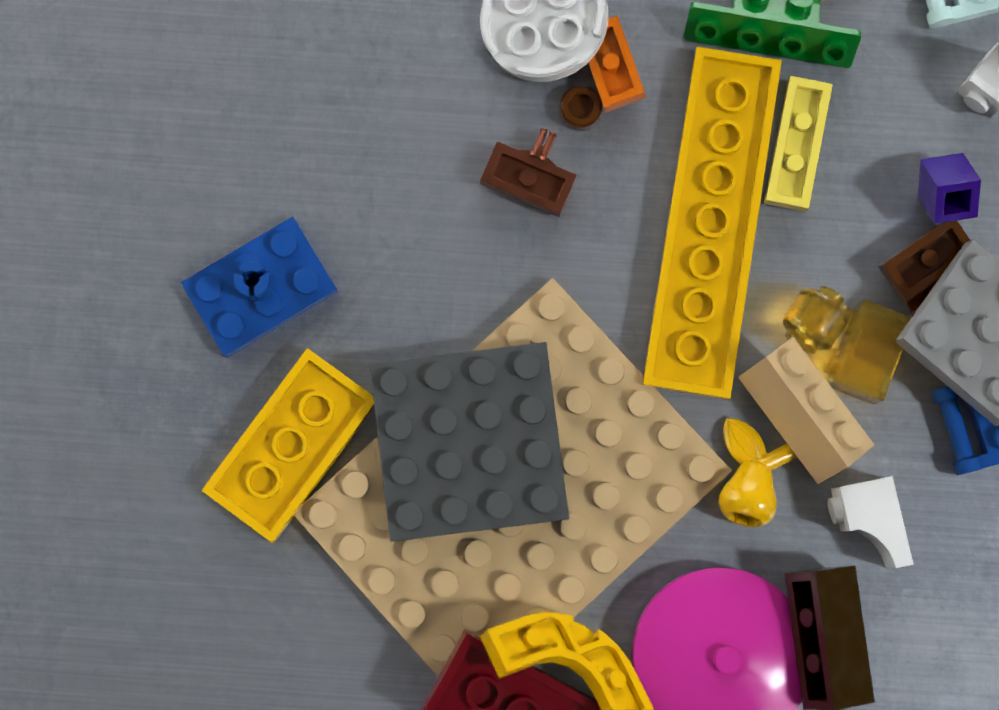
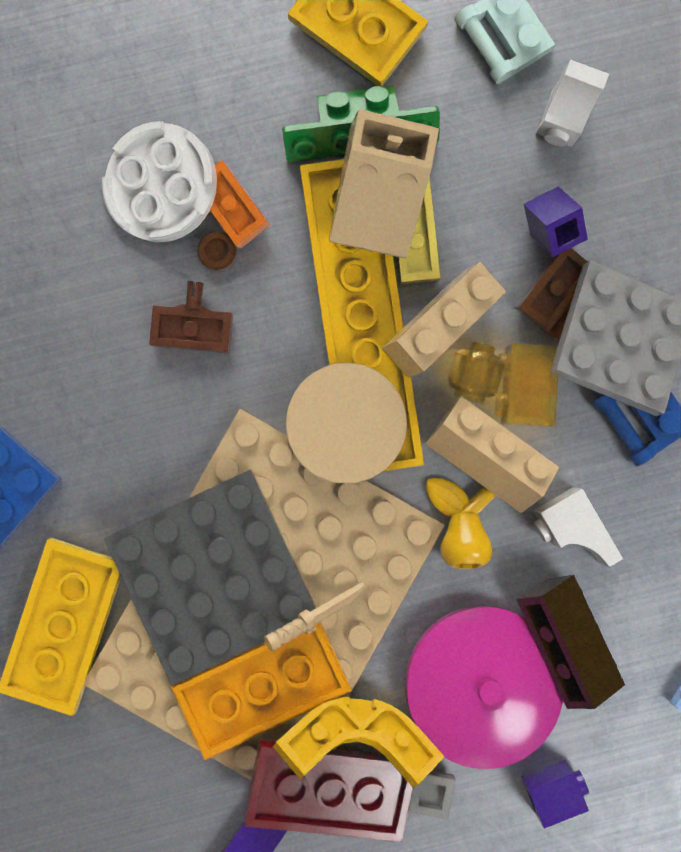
camera: 25 degrees left, 5 degrees up
(483, 576) = (260, 690): none -> light orange tile
(557, 517) = (307, 620): none -> tan piece
(662, 327) = (346, 423): none -> tan tile
(779, 91) = (382, 183): none -> tan slope
(799, 252) = (444, 320): none -> tan brick

